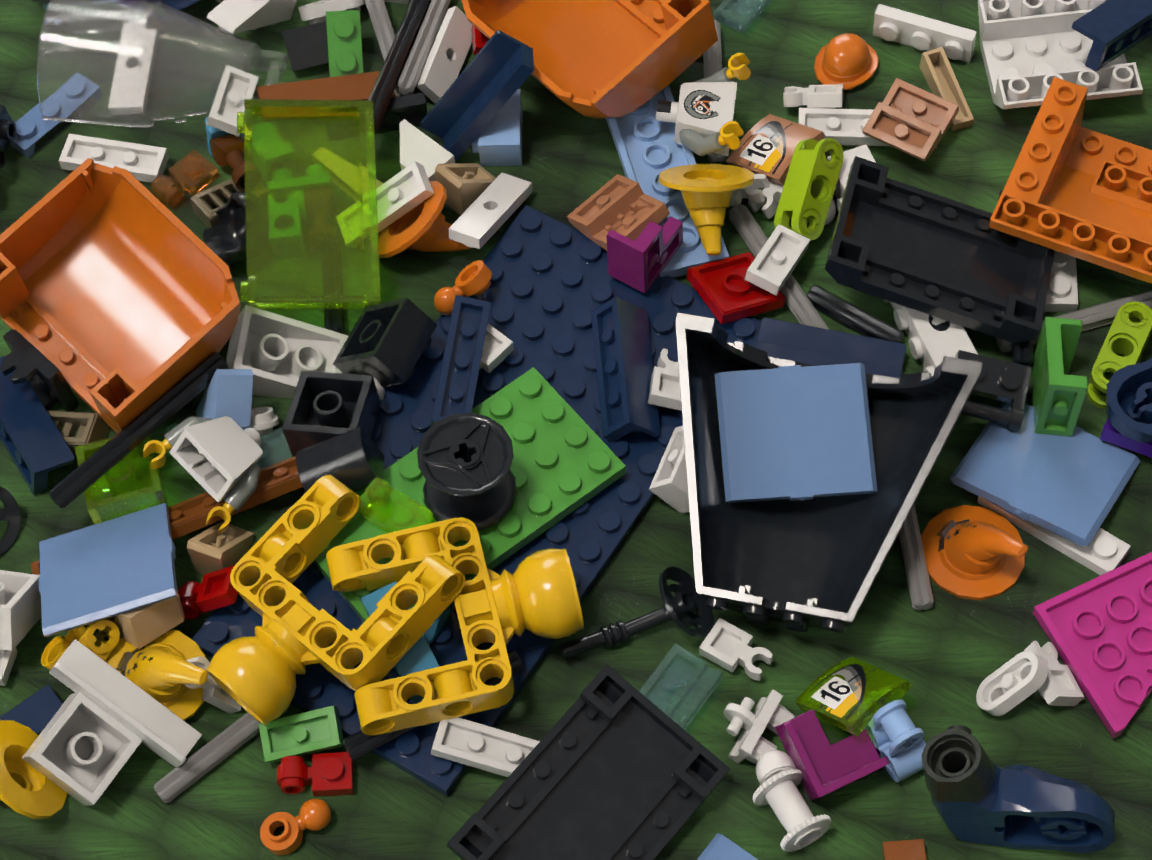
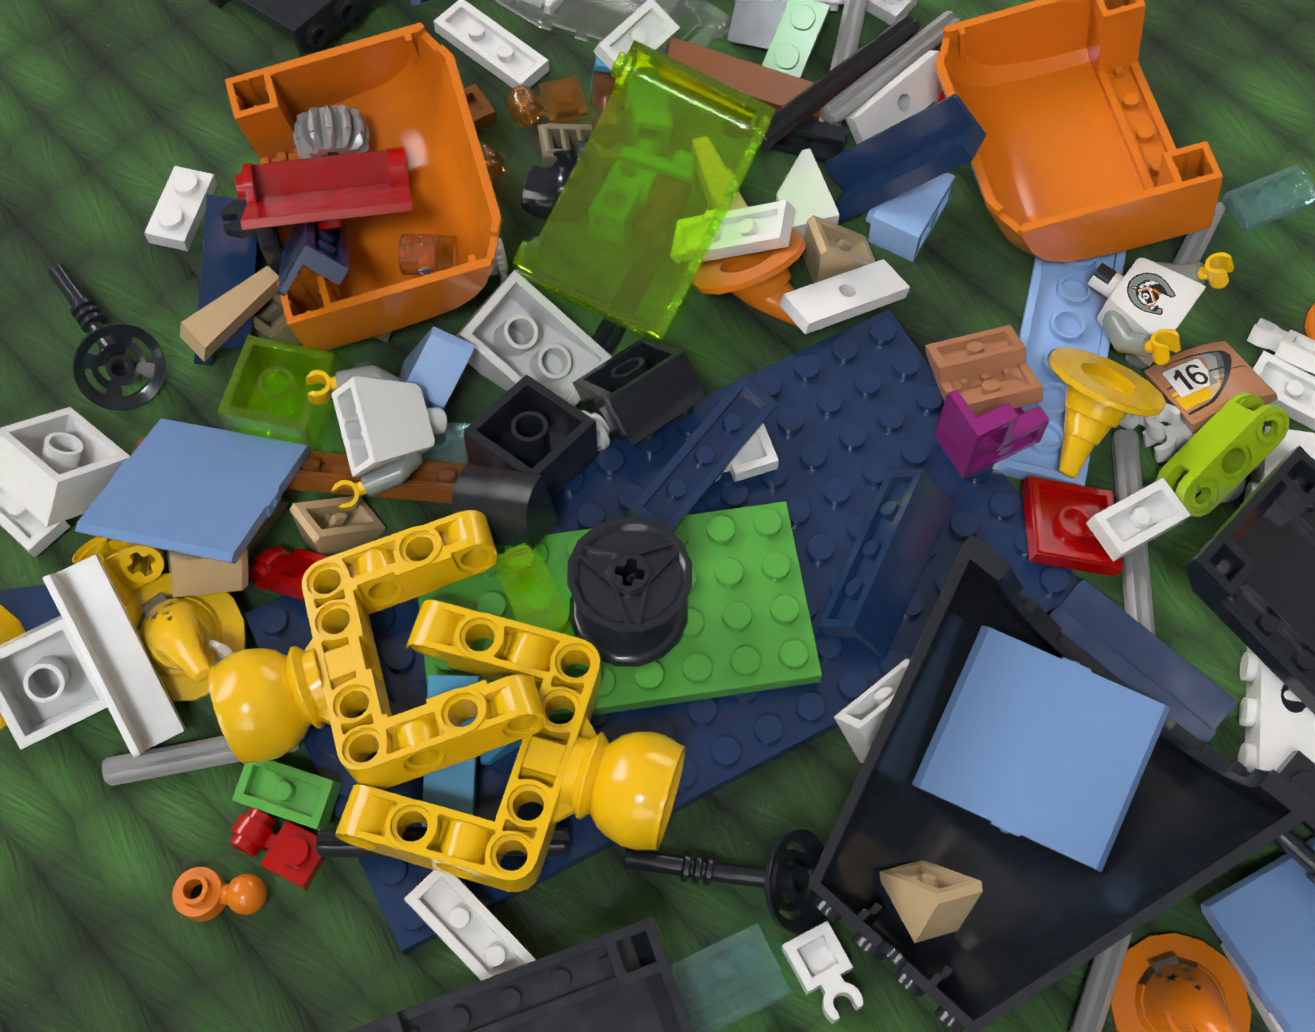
camera: 25 degrees right, 5 degrees up
(44, 448) = (224, 316): none -> tan piece
(56, 274) = (330, 132): none -> light grey gear
(78, 312) = (324, 189): none -> red door
(92, 358) = (318, 250): none -> dark blue panel
(136, 431) = (317, 351): black axle -> none
(183, 322) = (426, 253): none -> clear orange leg
(263, 420) = (464, 405): white plate -> none
(471, 281) = (774, 366): orange plate -> none
(665, 383) = (920, 598): white plate -> none
(780, 564) = (930, 897): none -> tan slope
(852, 315) = (1193, 632): black axle -> none

